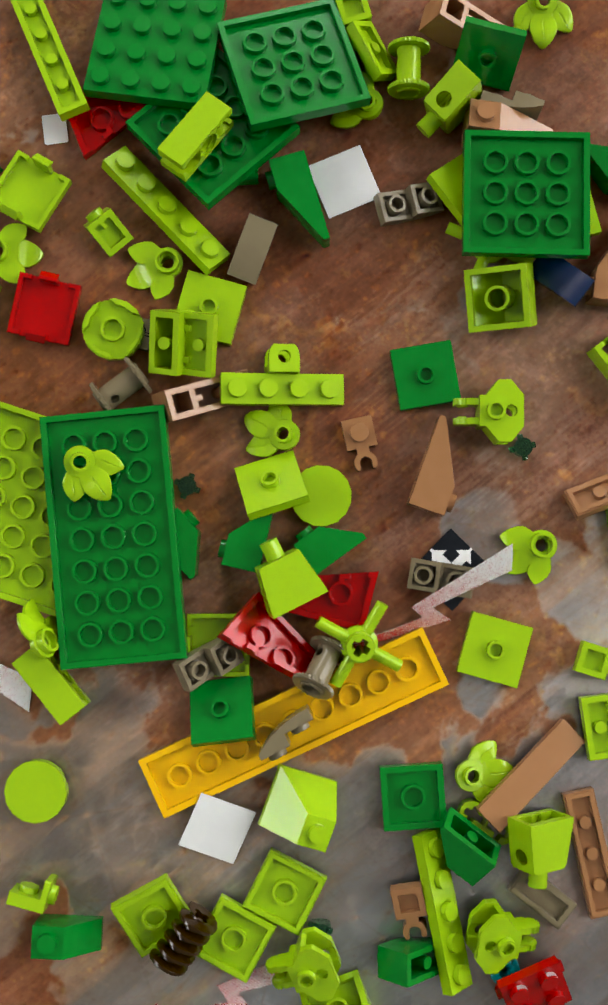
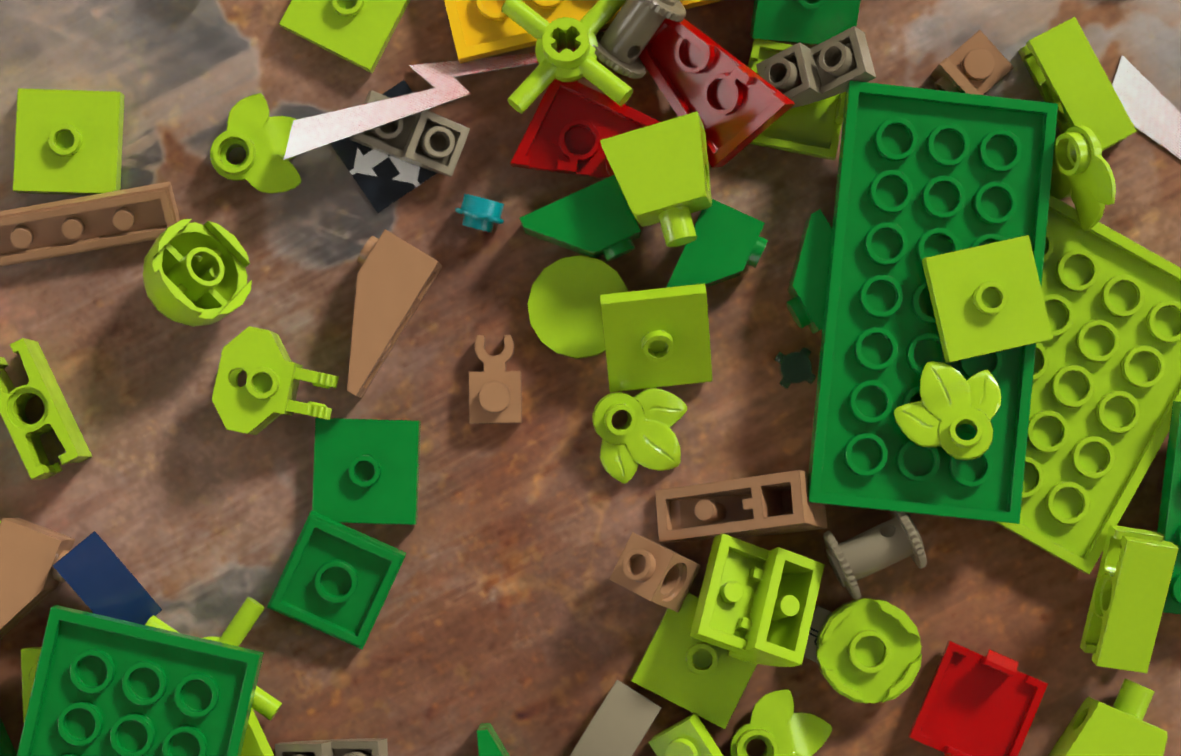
camera: 165 degrees left, 0 degrees up
(81, 543) = (987, 298): none -> lime plate
(116, 683) = (972, 67): none -> medium nougat bracket
(245, 348) = (655, 572): none -> medium nougat brick
(281, 383) = (606, 502): lime plate -> none
(390, 539) = (480, 212): none -> teal plate
(428, 309) = (336, 580): none -> green plate
(500, 297) = (213, 571): lime slope -> none
(522, 447) = (234, 323): clear green piece -> none
(548, 467) = (196, 273): none -> lime cylinder

